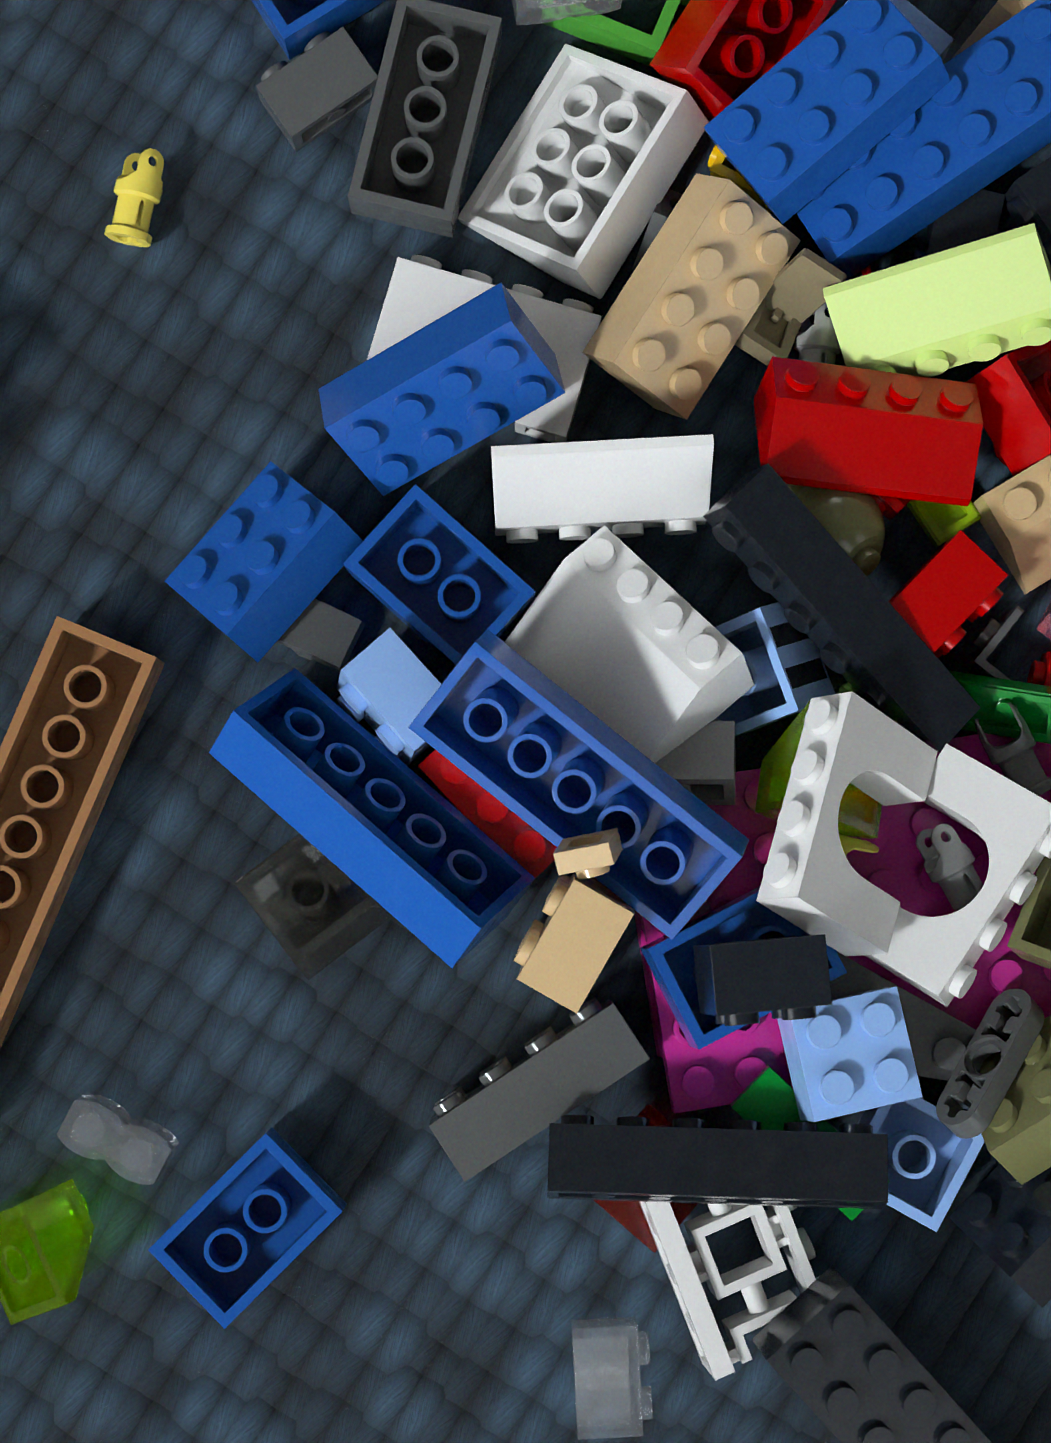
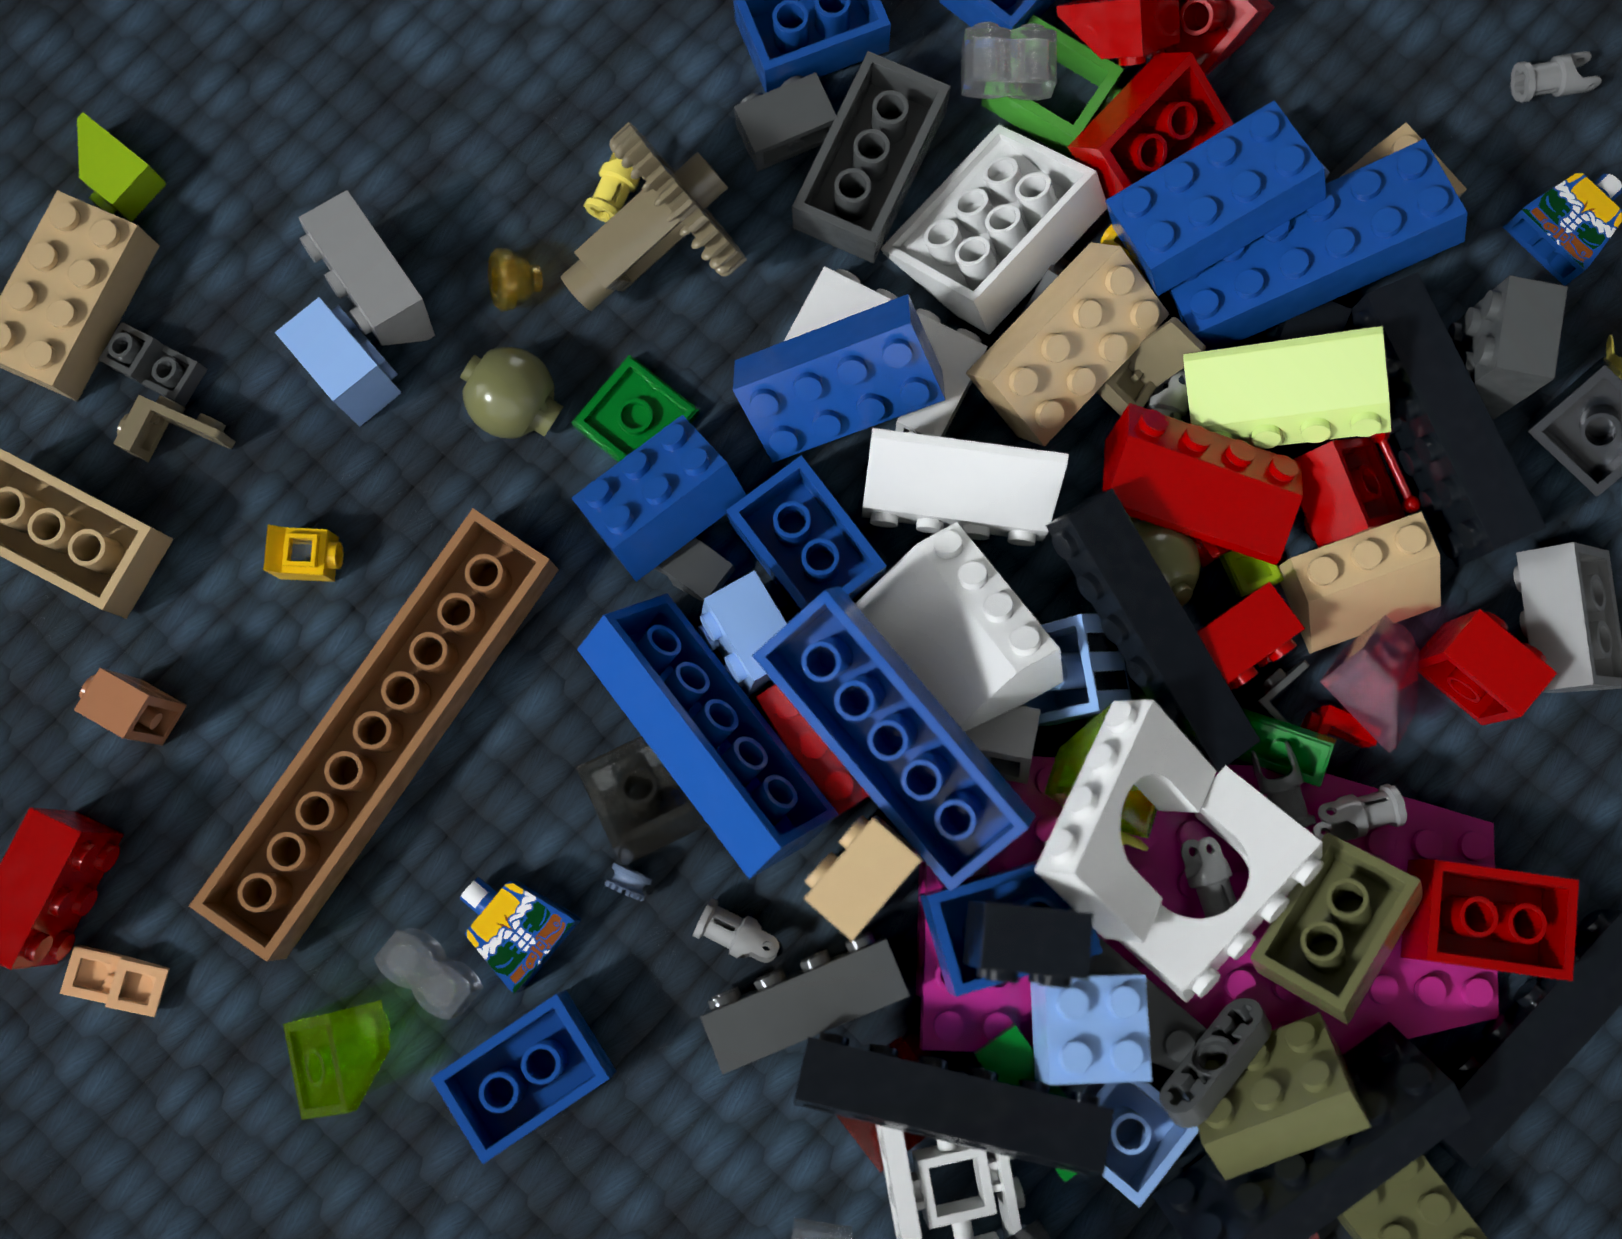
camera: 20 degrees right, 5 degrees down
(39, 337) = (512, 279): none -> clear yellow brick
(67, 472) = (510, 393): none -> olive brick
(203, 1072) = (516, 929): none -> torso
(210, 464) = (631, 410): none -> green tile
(214, 219) = (652, 223): none -> dark tan piece
(317, 994) = (629, 880): none -> sand blue bush
(458, 1032) = (745, 935): none -> light grey piece
(588, 854) = (889, 798): tan plate -> none

